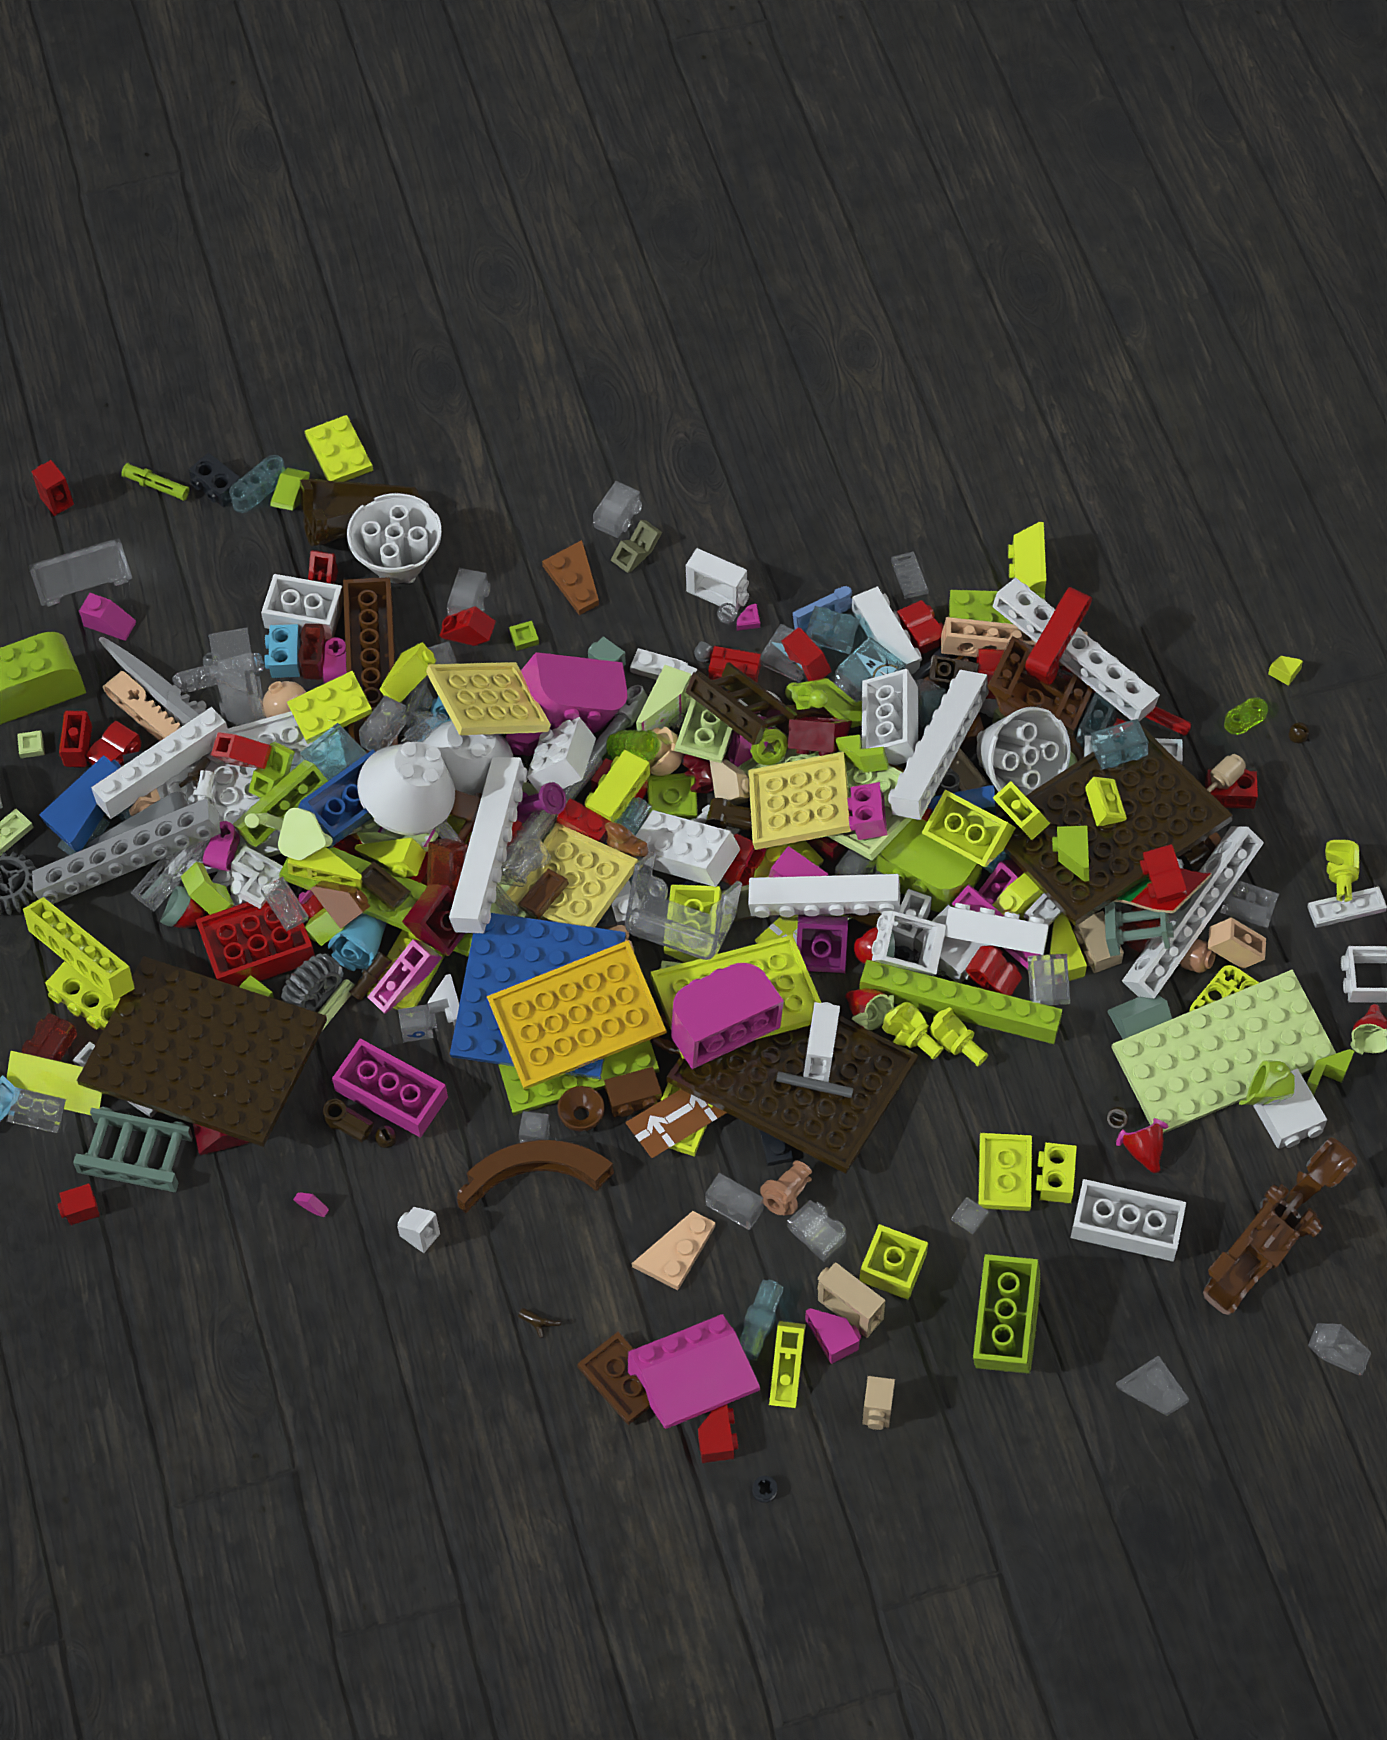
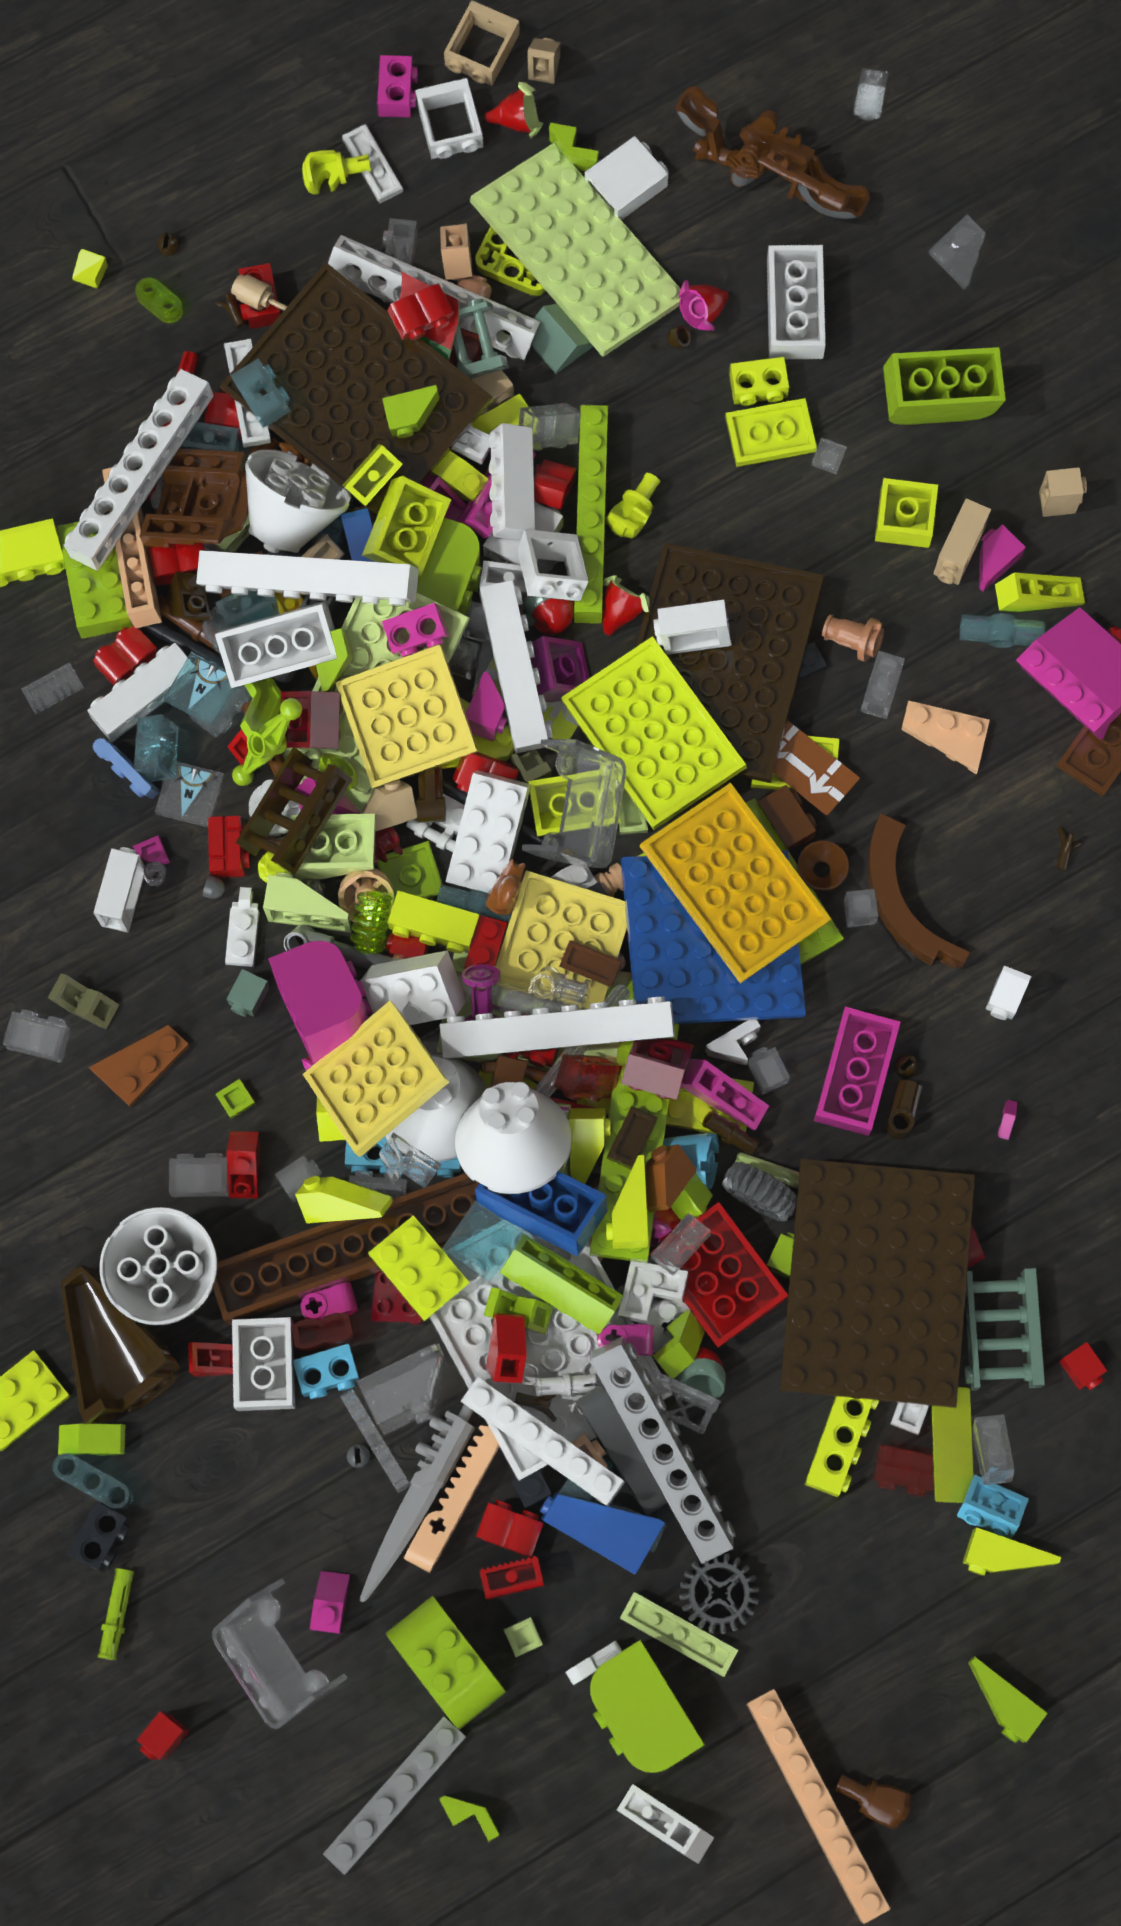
camera: 105 degrees left, 15 degrees up
(79, 949) = (794, 1465): neon yellow brick -> none
(277, 696) = (403, 1335): light nougat cylinder -> none
(299, 832) = (615, 1230): yellowish green piece -> none
(383, 724) = (427, 1199): clear brick -> none
(724, 1012) = (697, 727): dark pink brick -> none
(805, 652) = (195, 769): red slope -> none
(814, 1084) = (736, 630): dark grey bar -> none
(817, 1230) = (889, 597): clear brick -> none
(910, 1029) = (638, 553): neon yellow piece -> none
(1056, 636) = (136, 479): red beam -> none
(1105, 801) = (335, 396): neon yellow slope -> none
(1270, 1084) = (622, 188): lime helmet -> none

